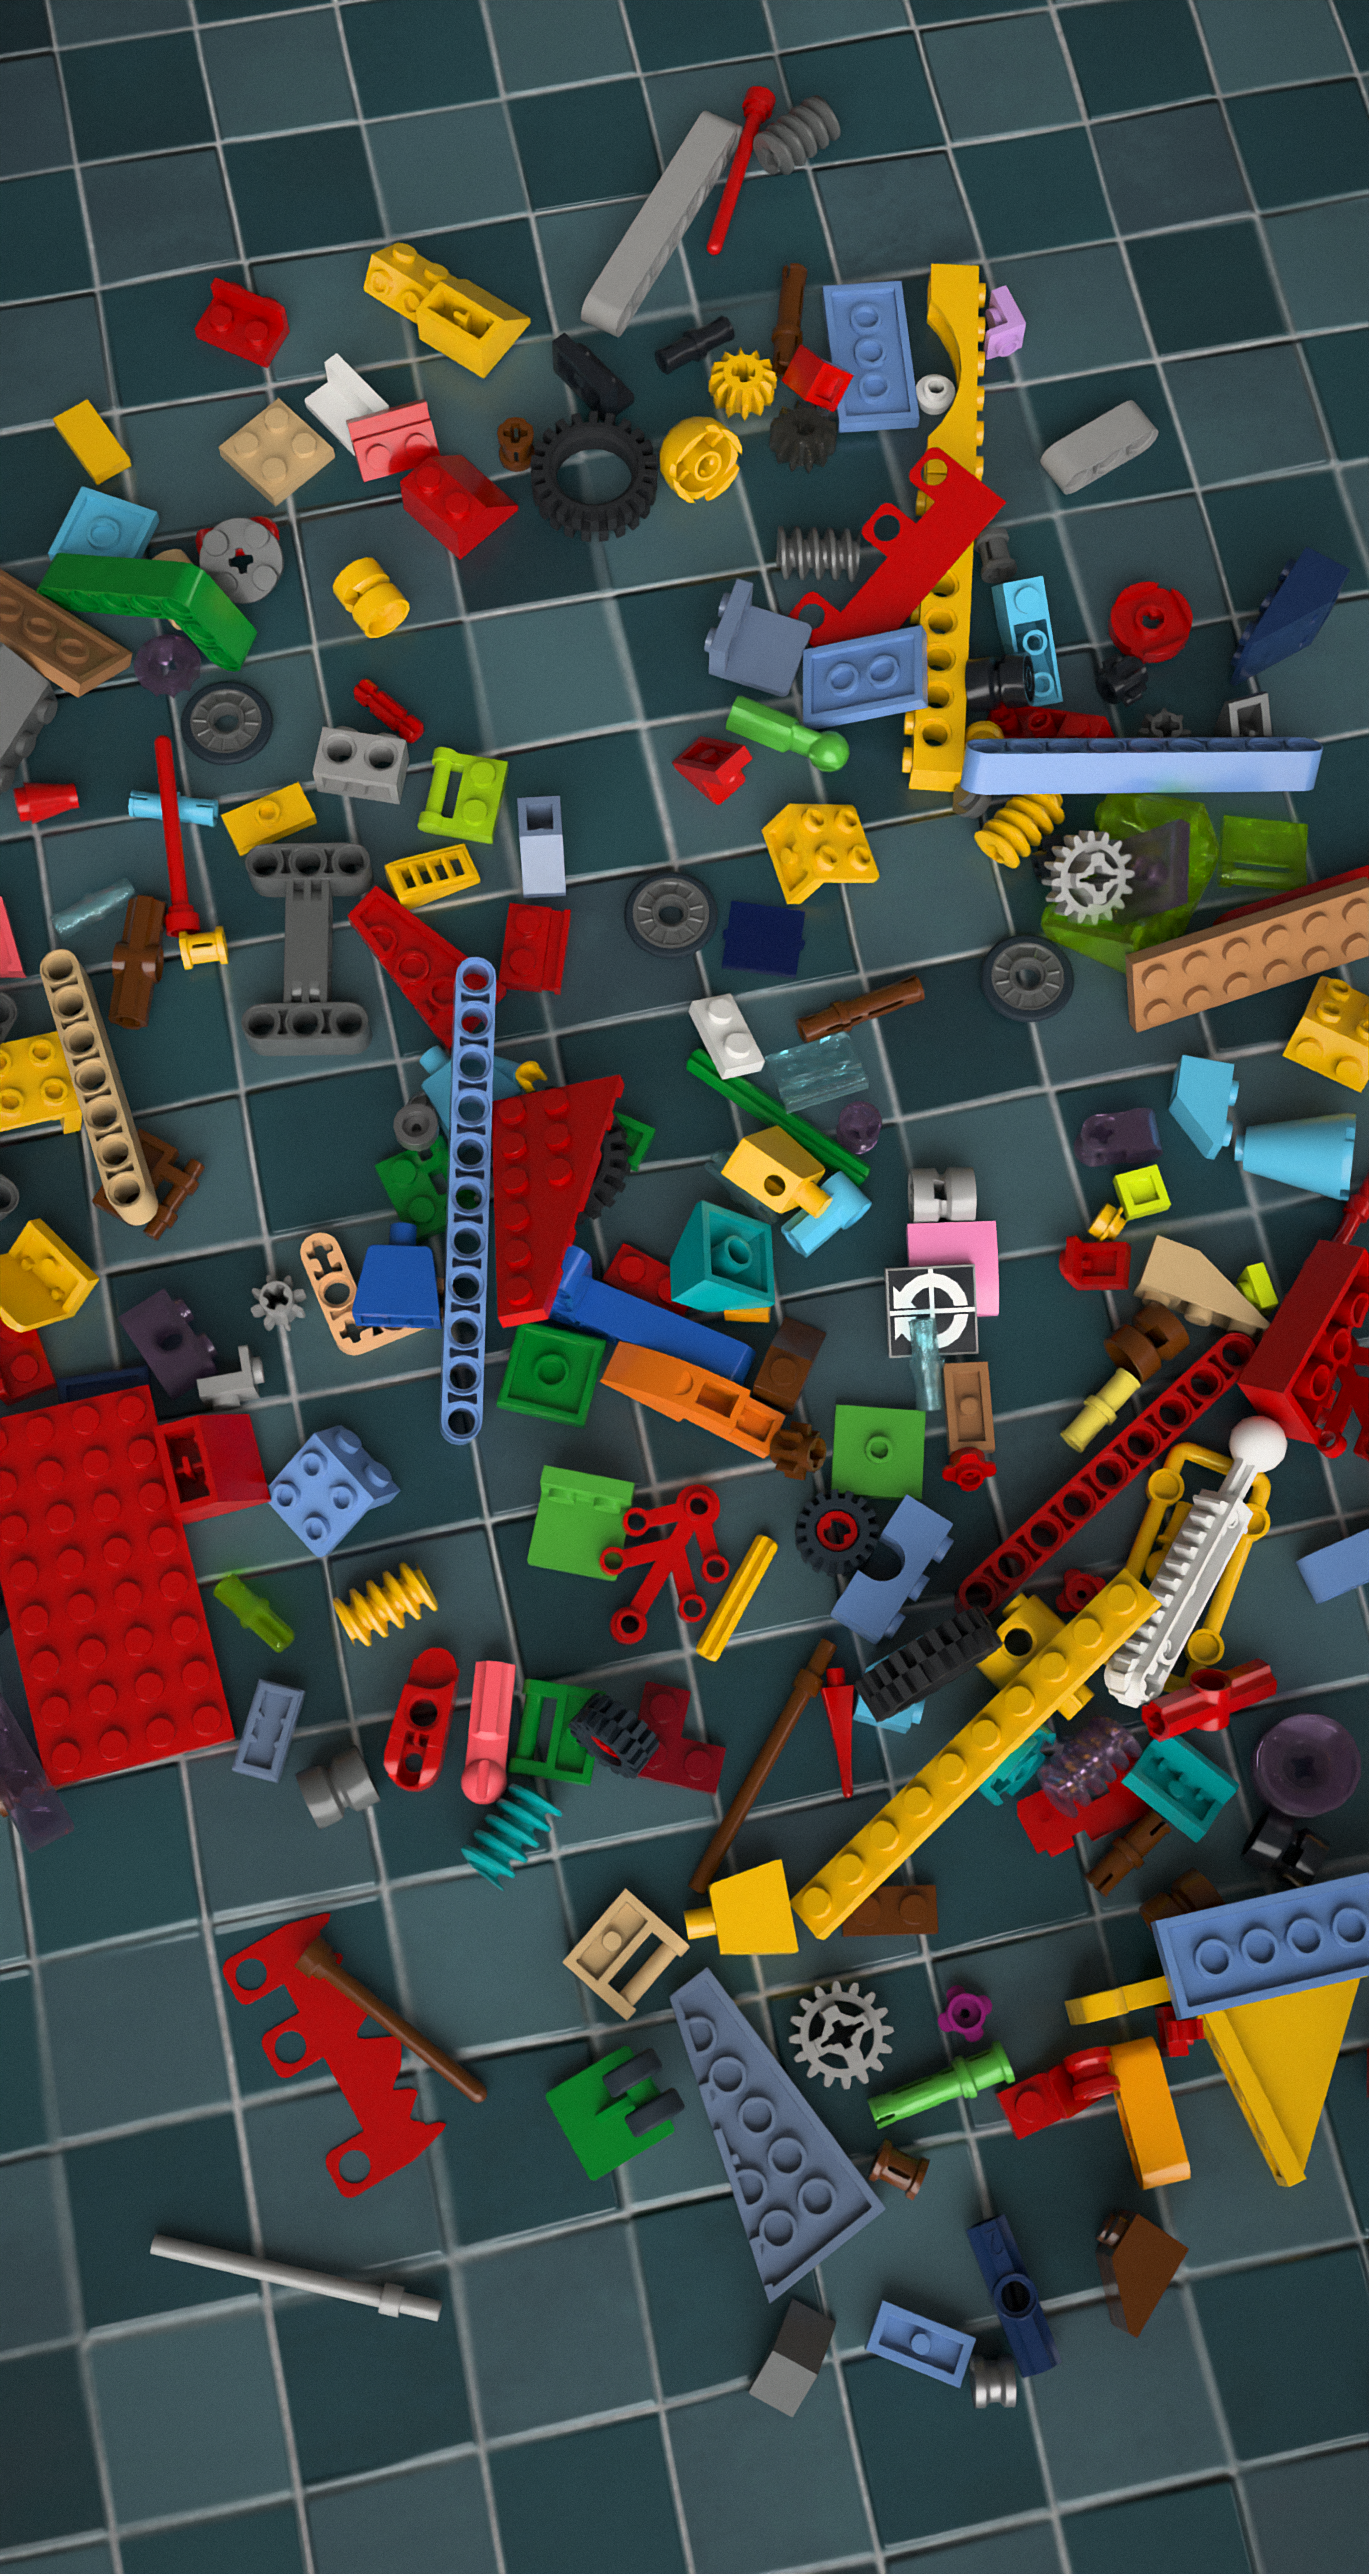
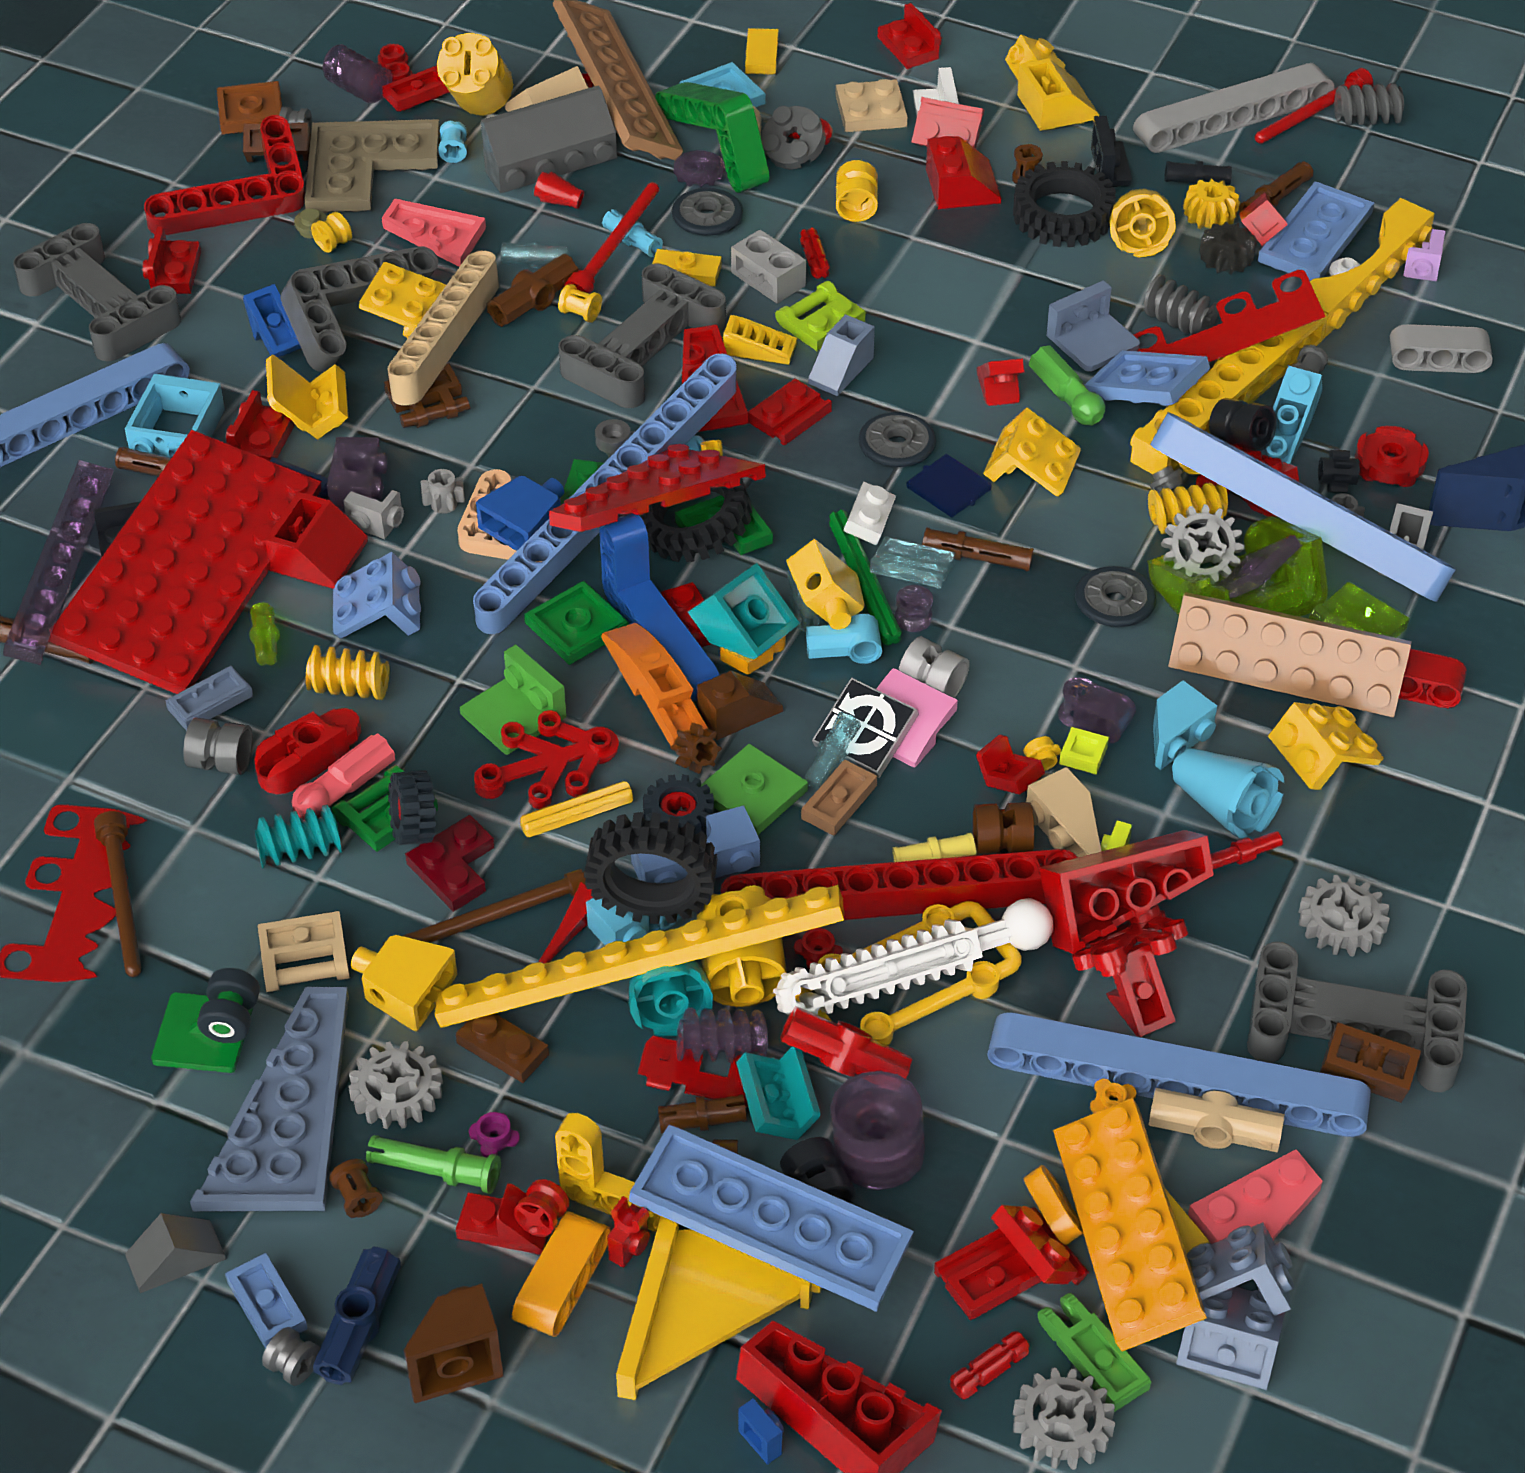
camera: 40 degrees right, 25 degrees down
(968, 1468) = (814, 826): red plate -> none

